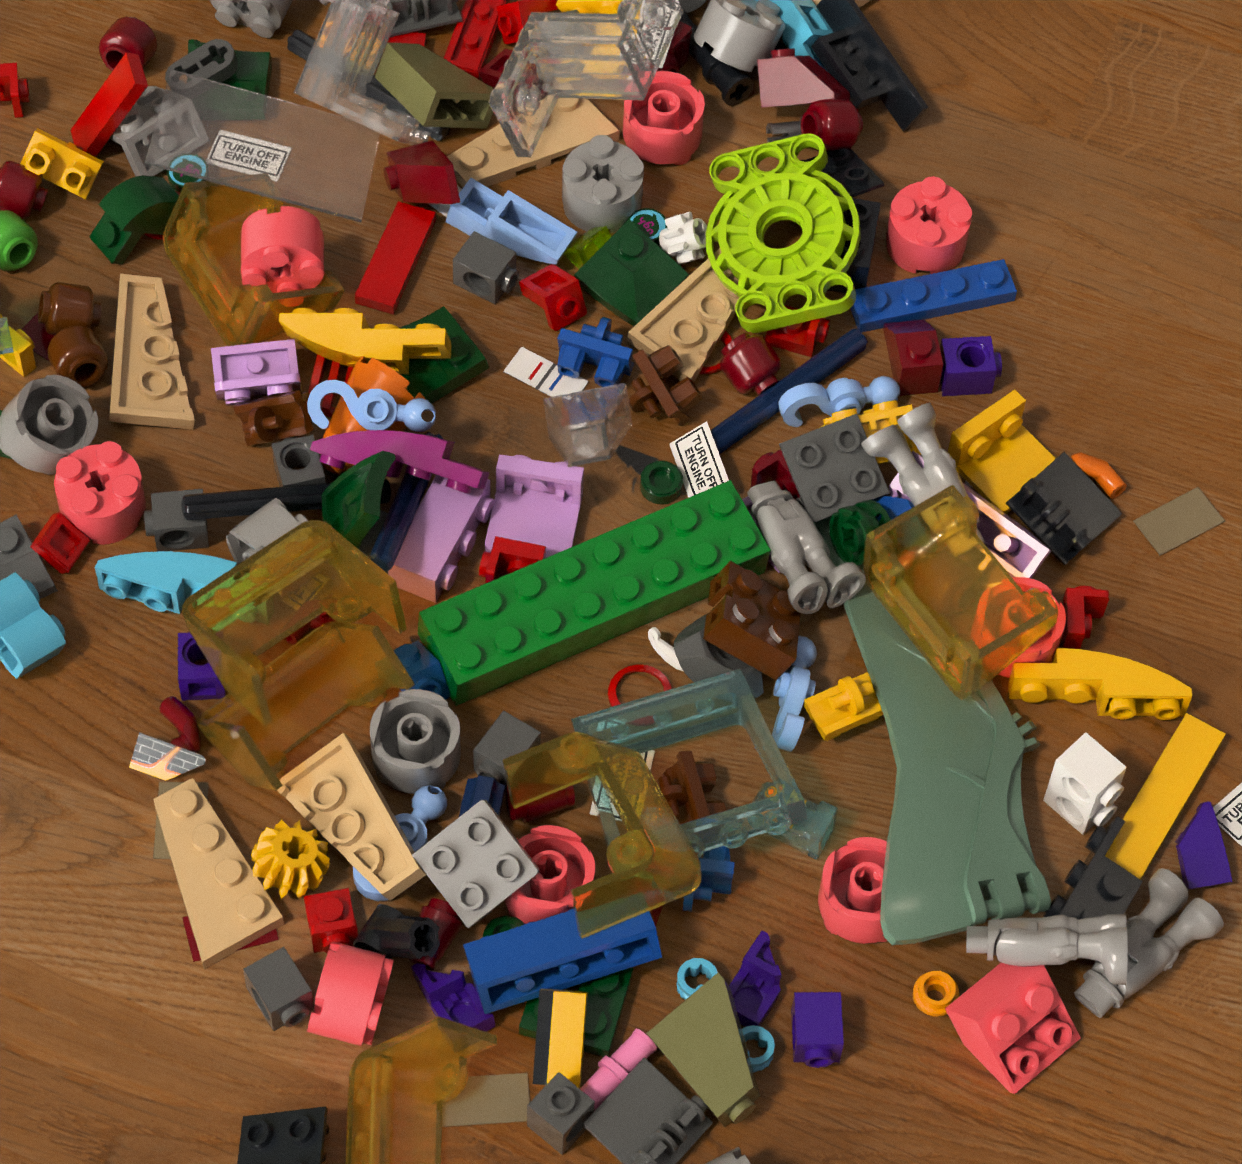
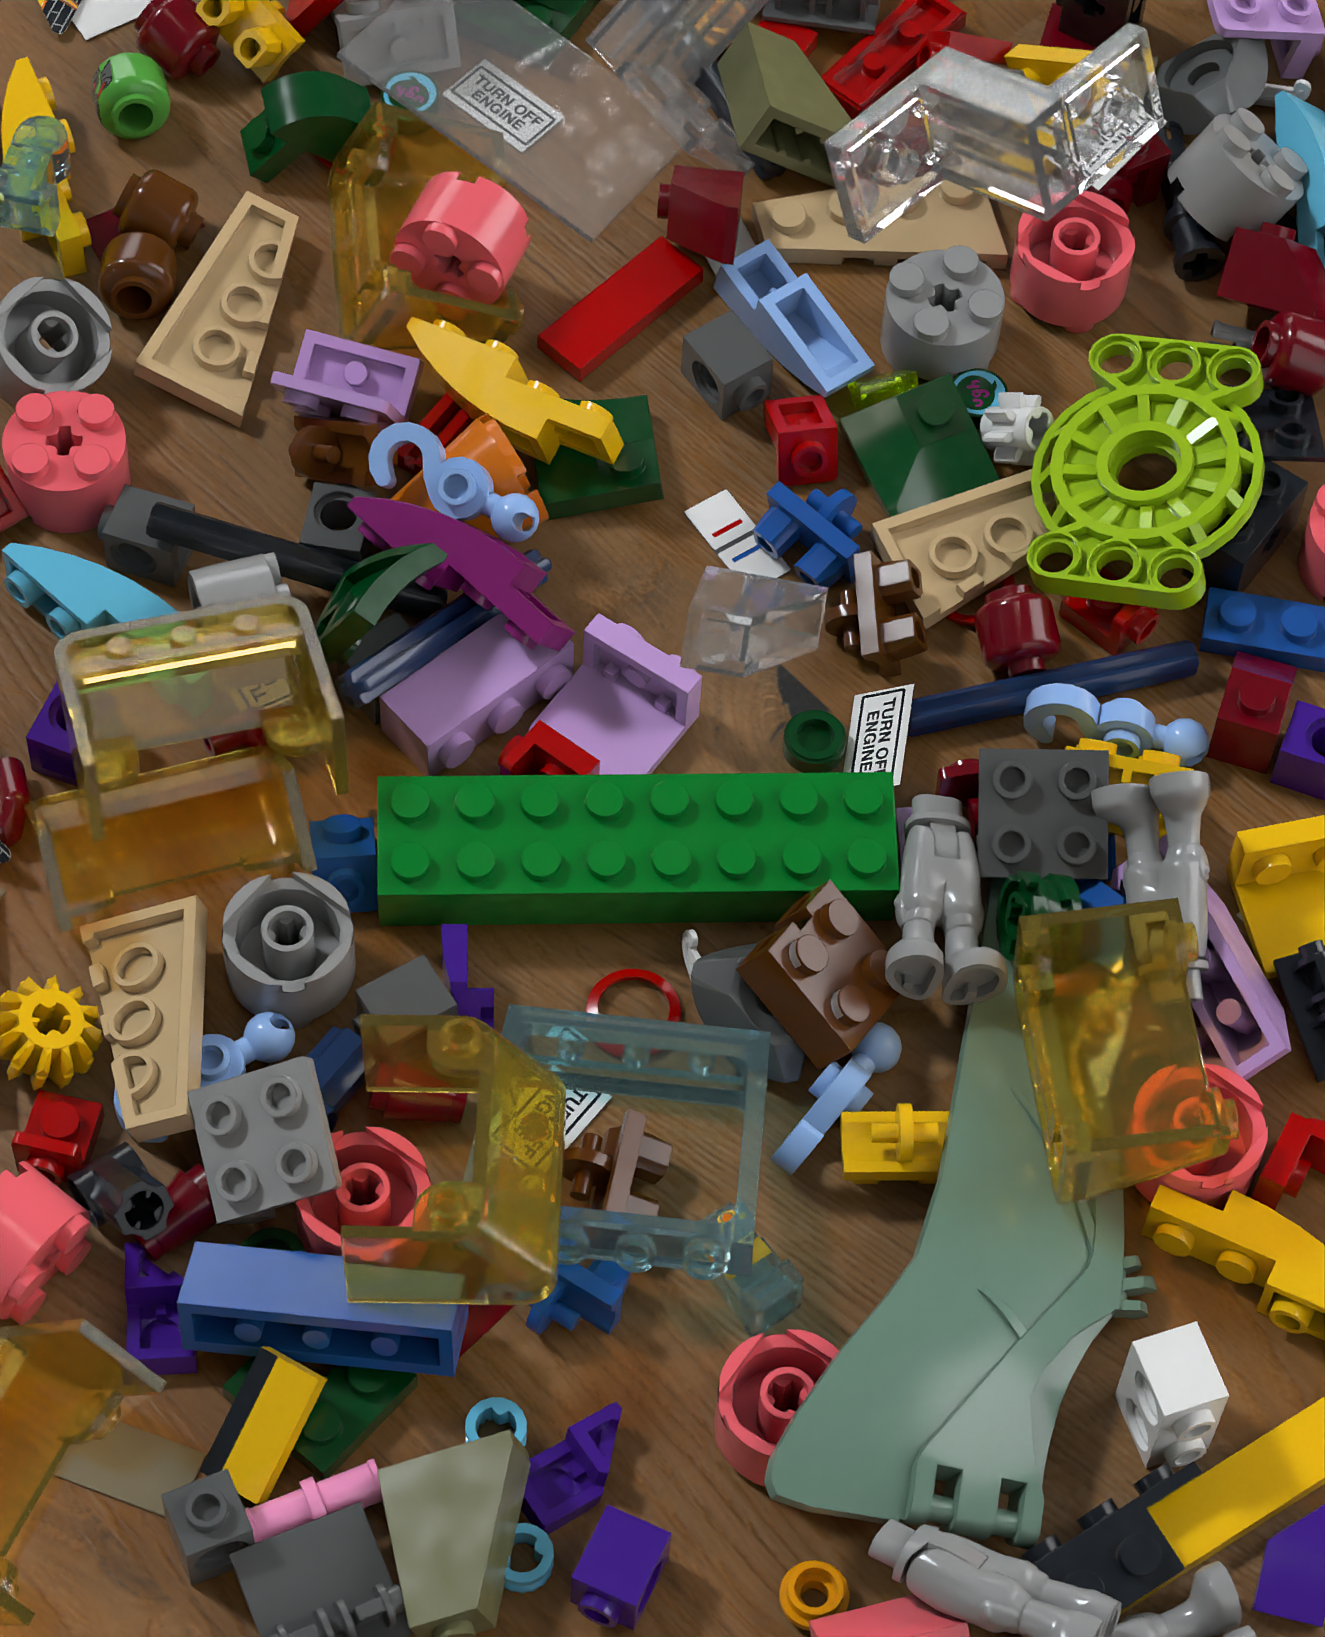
camera: 25 degrees right, 0 degrees up
(520, 706) = (470, 1001): none -> dark purple slope

